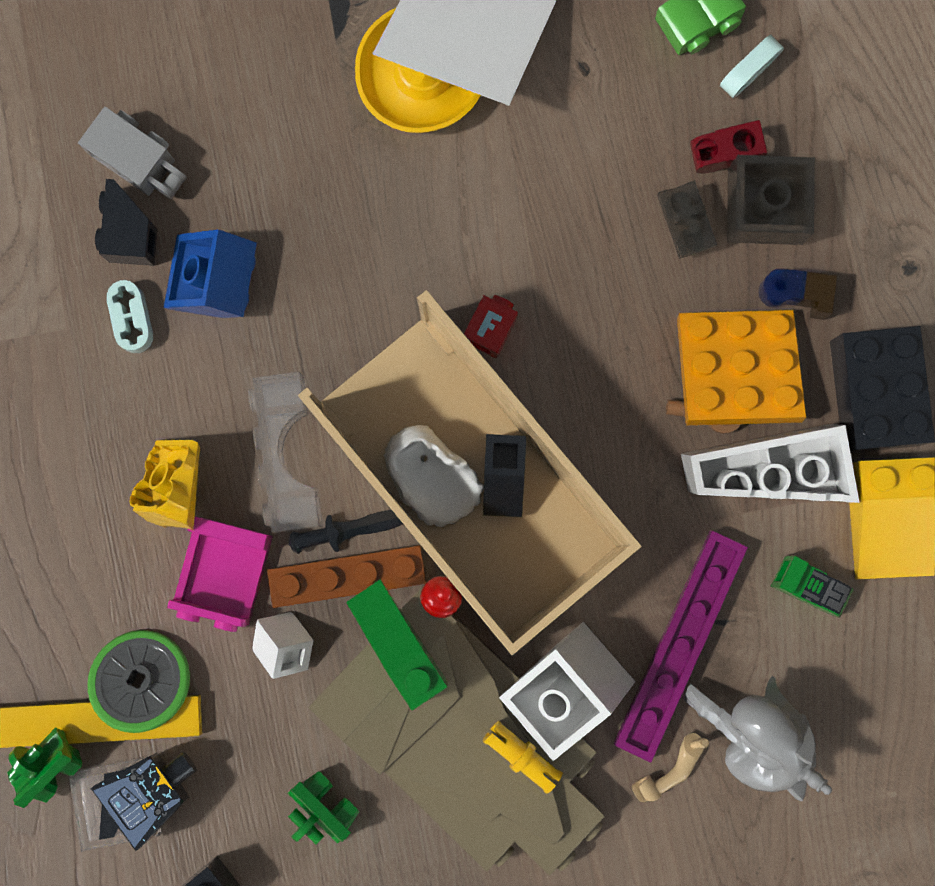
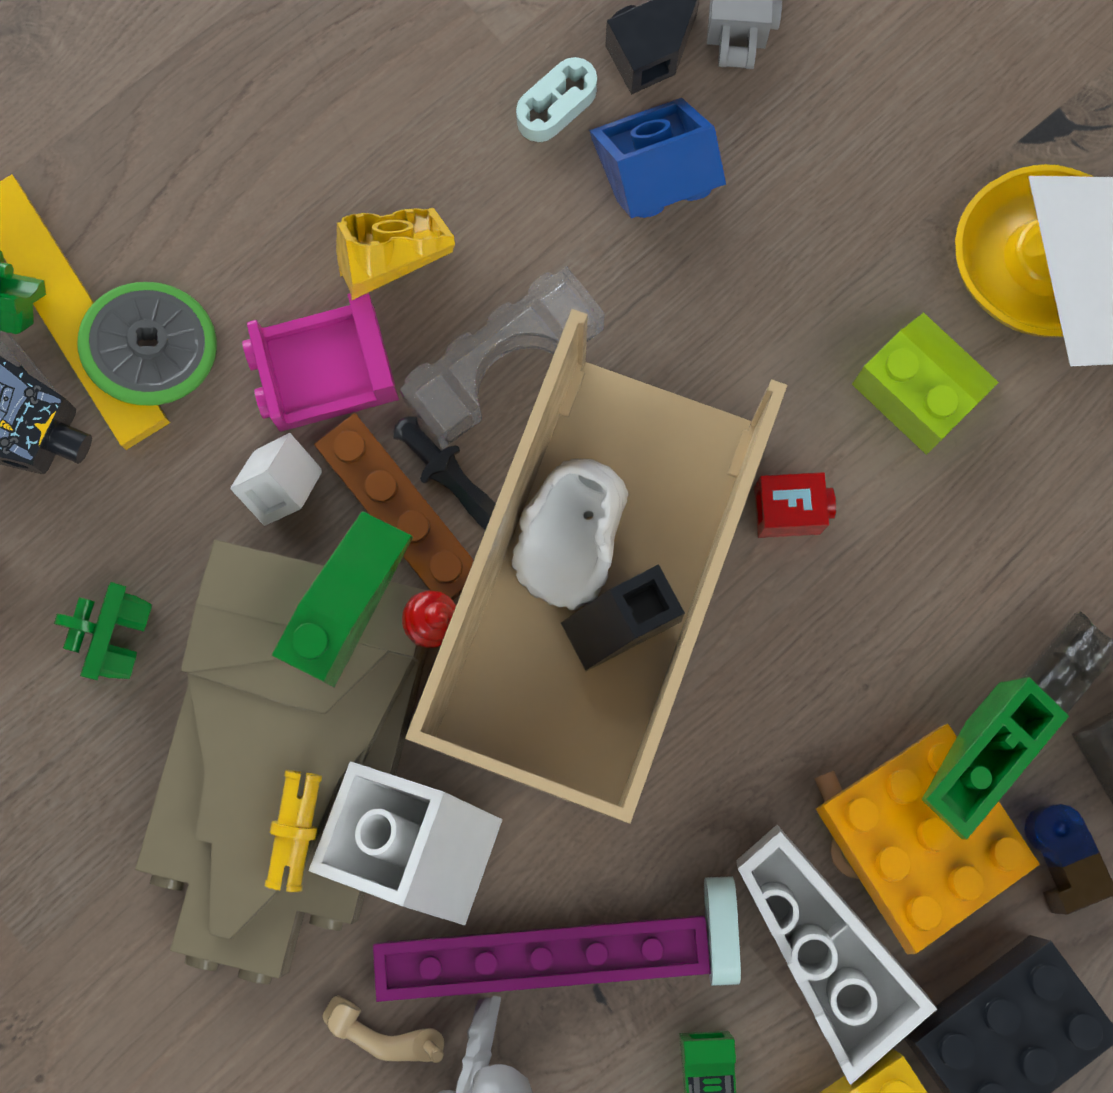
camera: 60 degrees right, 5 degrees down
(460, 195) = (924, 382): none -> lime slope
(714, 299) = (992, 753): none -> green slope
(725, 524) = (722, 930): none -> light aqua beam

